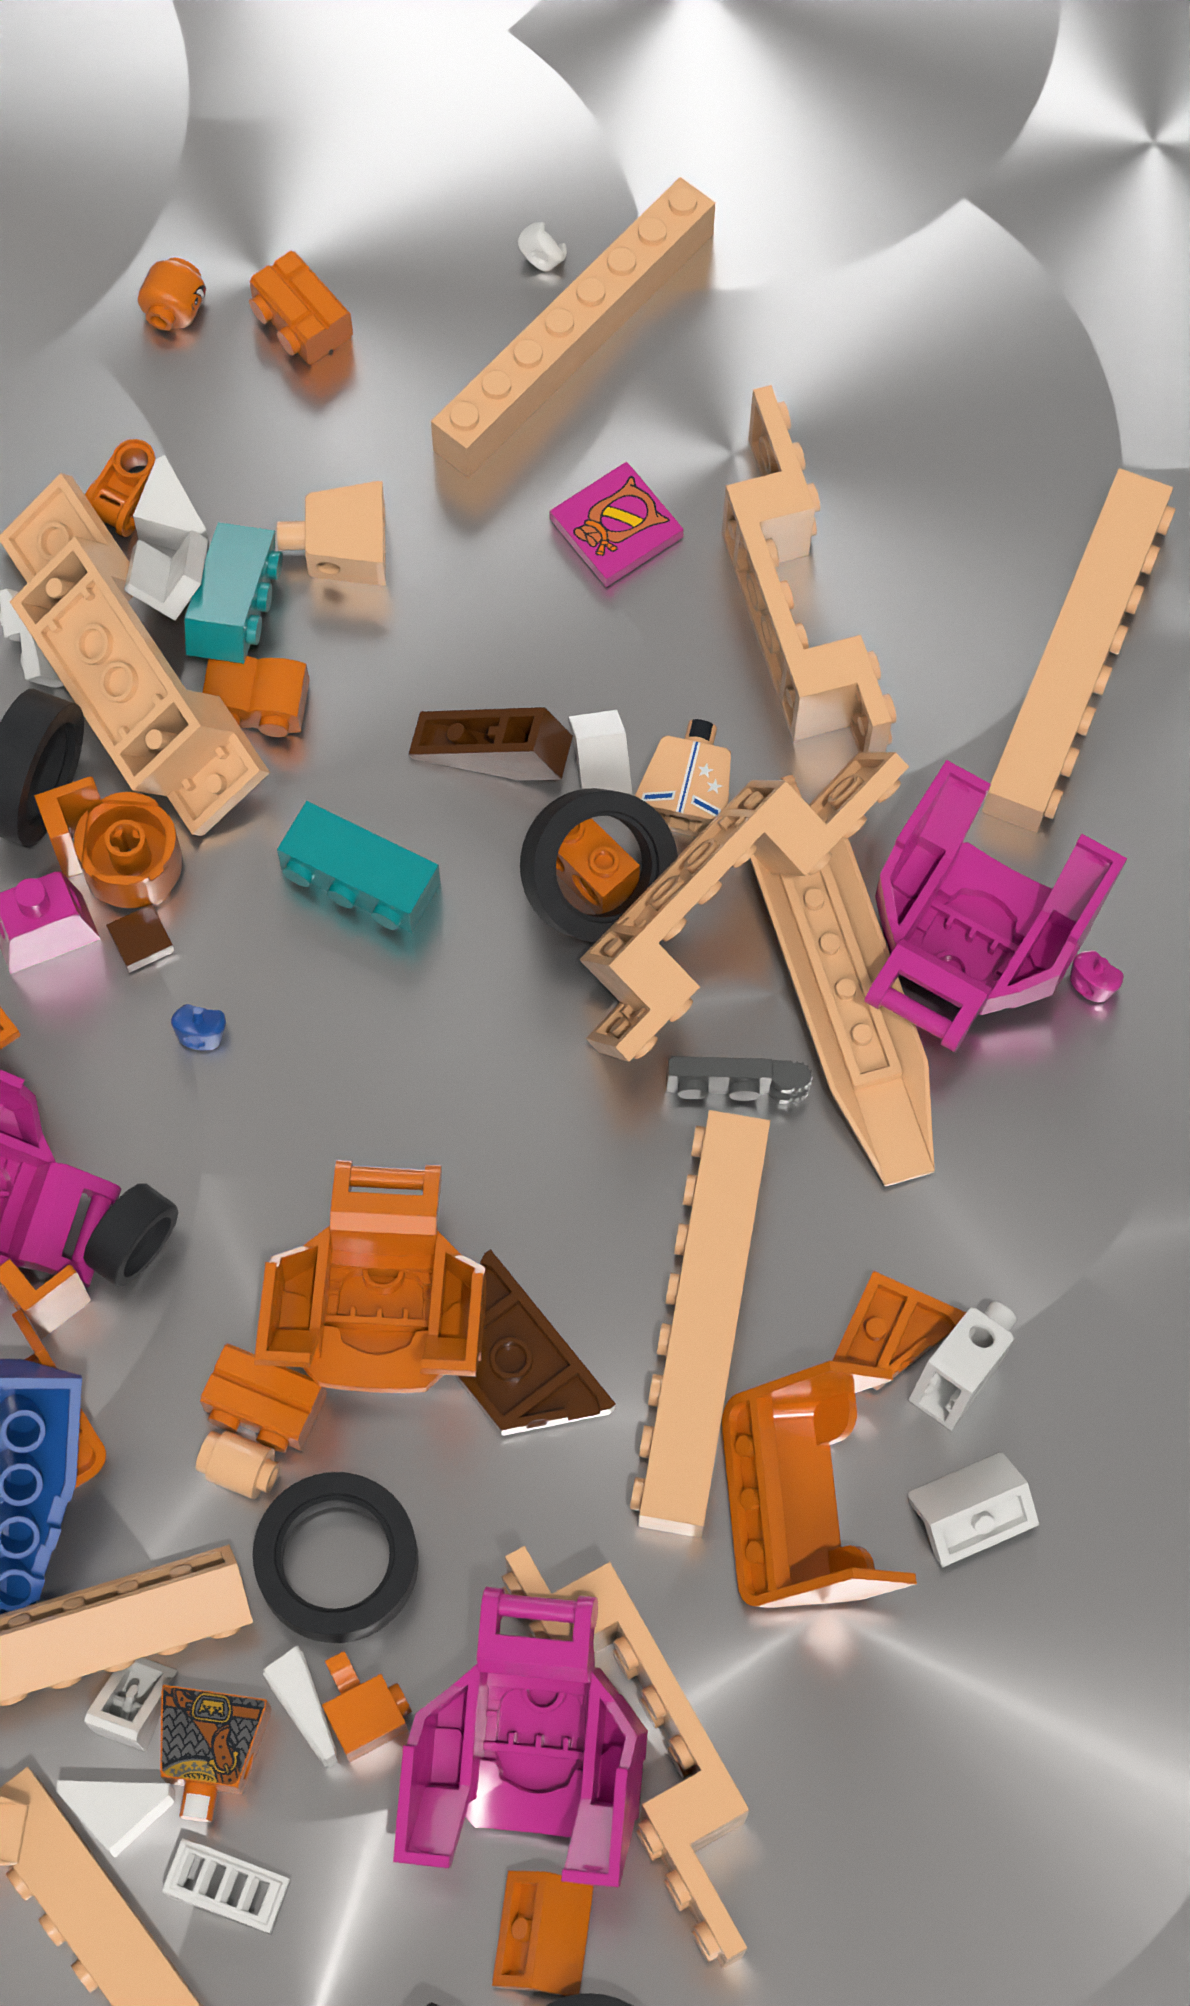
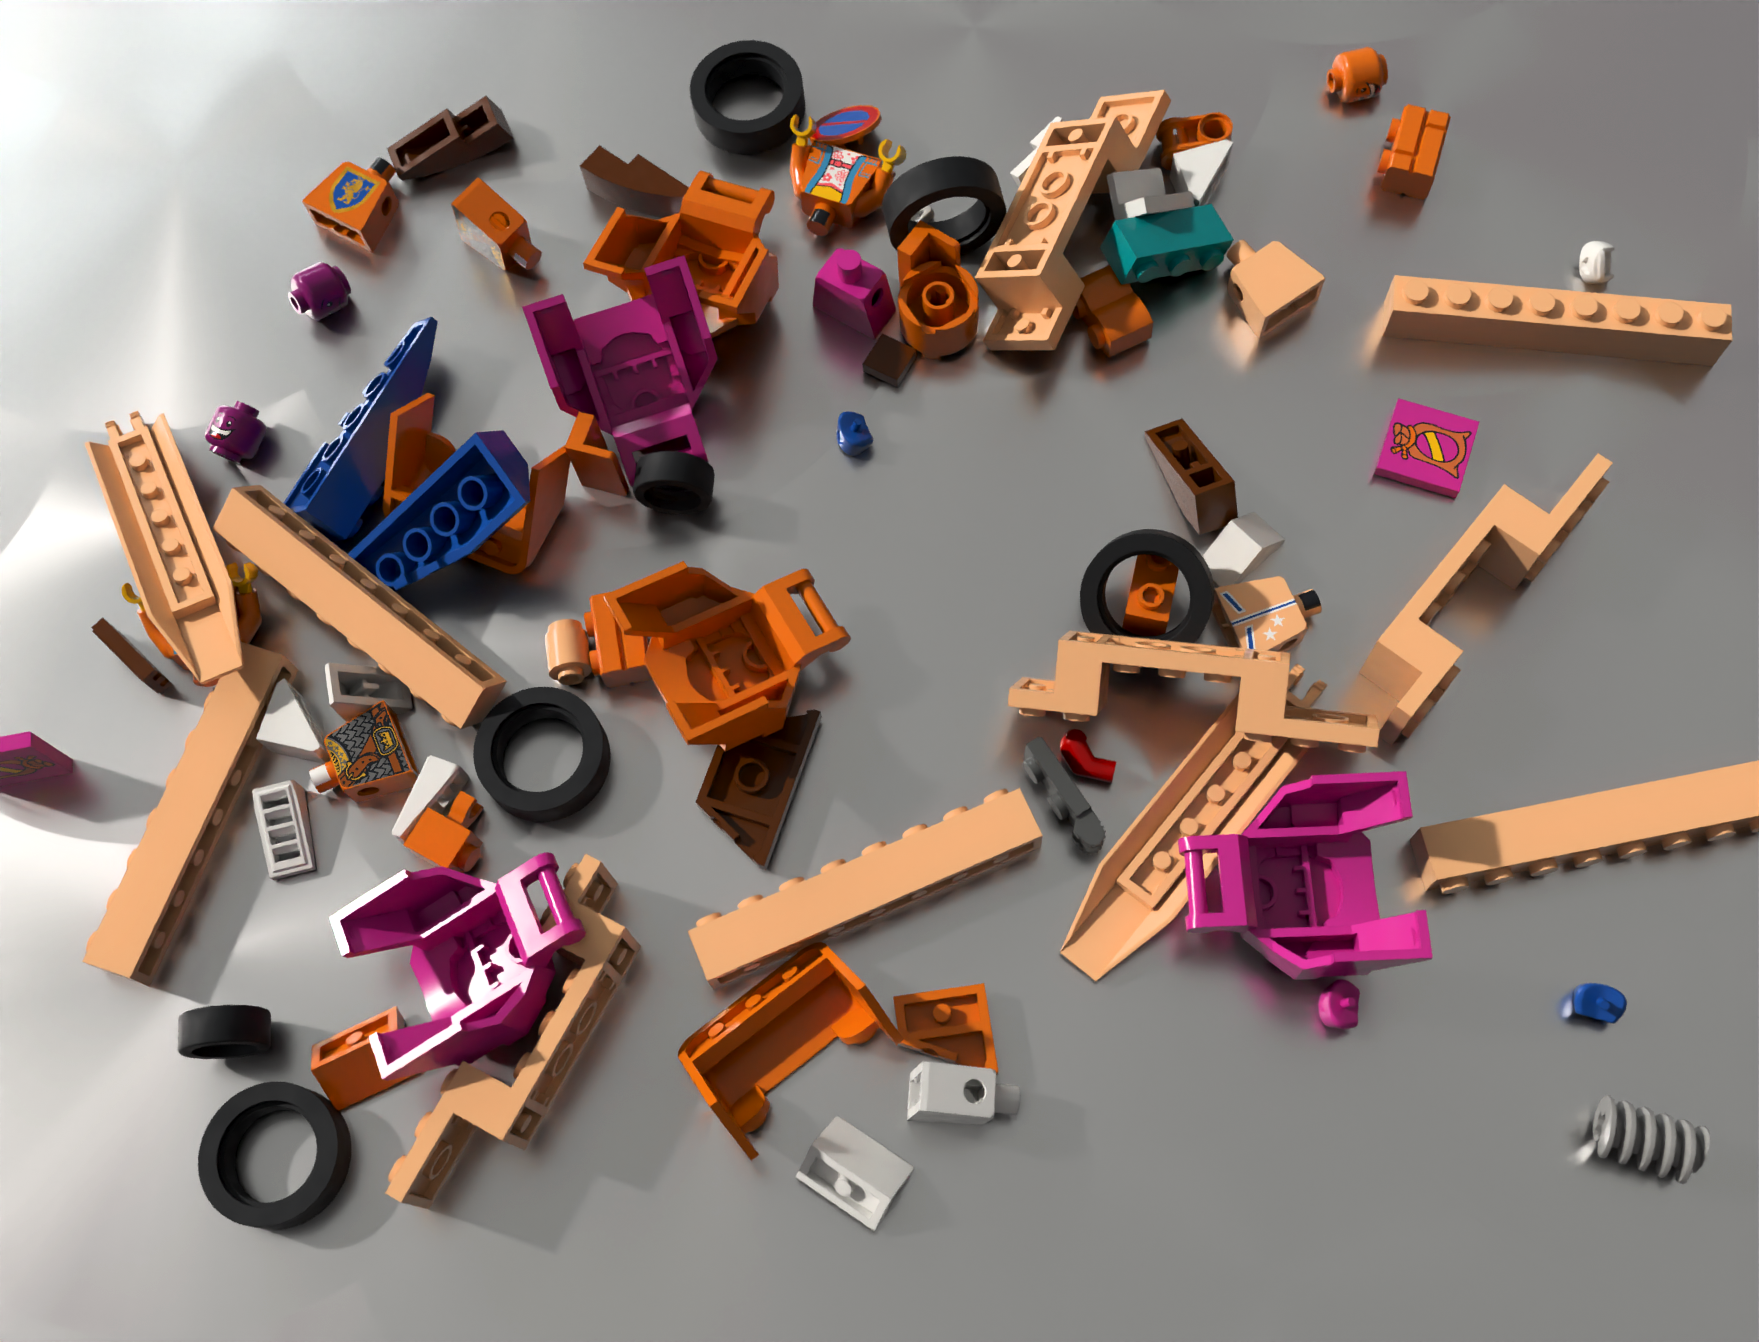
camera: 65 degrees right, 0 degrees up
(358, 868) = (1034, 453): teal brick -> none
(710, 1040) = (1081, 759): none -> red arm

